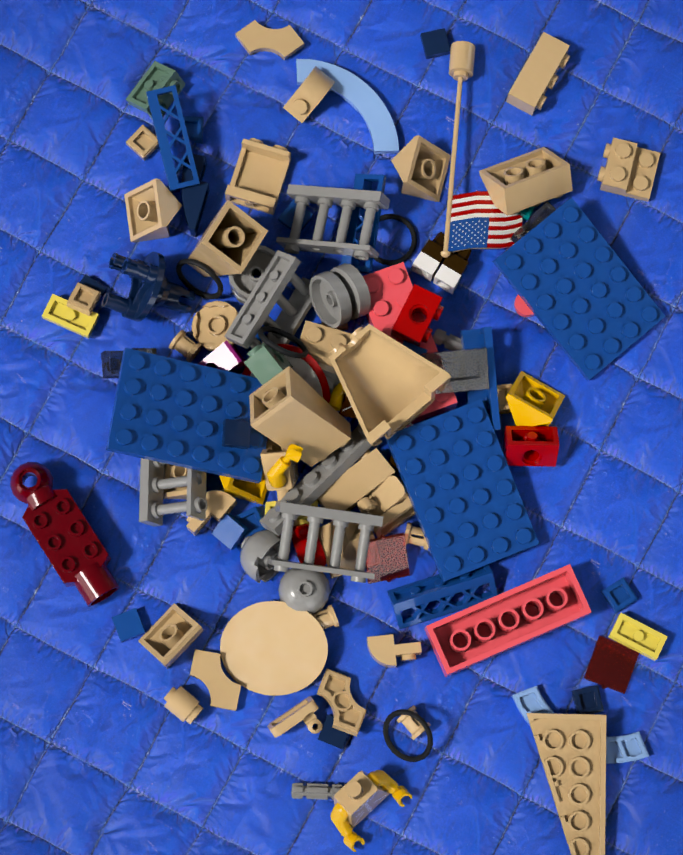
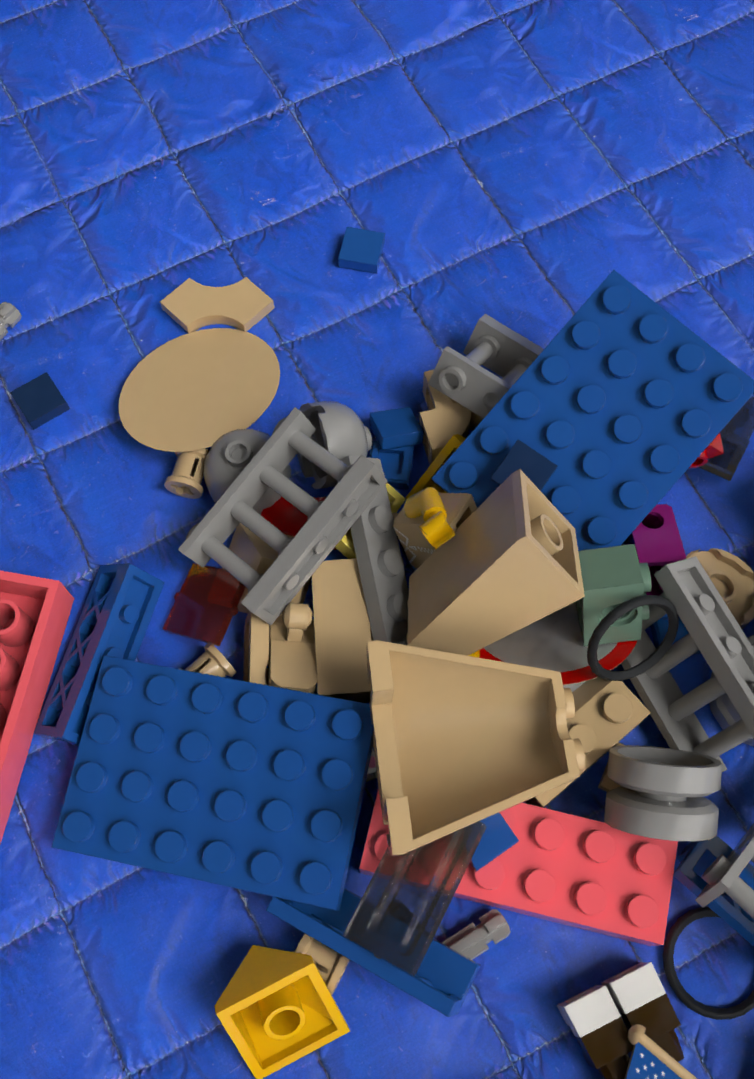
camera: 130 degrees right, 10 degrees down
(64, 534) = (531, 232): dark red brick -> none
(171, 635) = (309, 281): tan slope -> none
(183, 704) = (214, 247): tan brick -> none
(185, 346) = (709, 527): tan bush -> none
(301, 711) = (95, 361): tan piece -> none
(346, 712) = (47, 423): tan tile -> none
(385, 652) = (79, 523): tan brick -> none
(422, 302) = (575, 910): red brick -> none
(531, 445) = (208, 948): red brick -> none

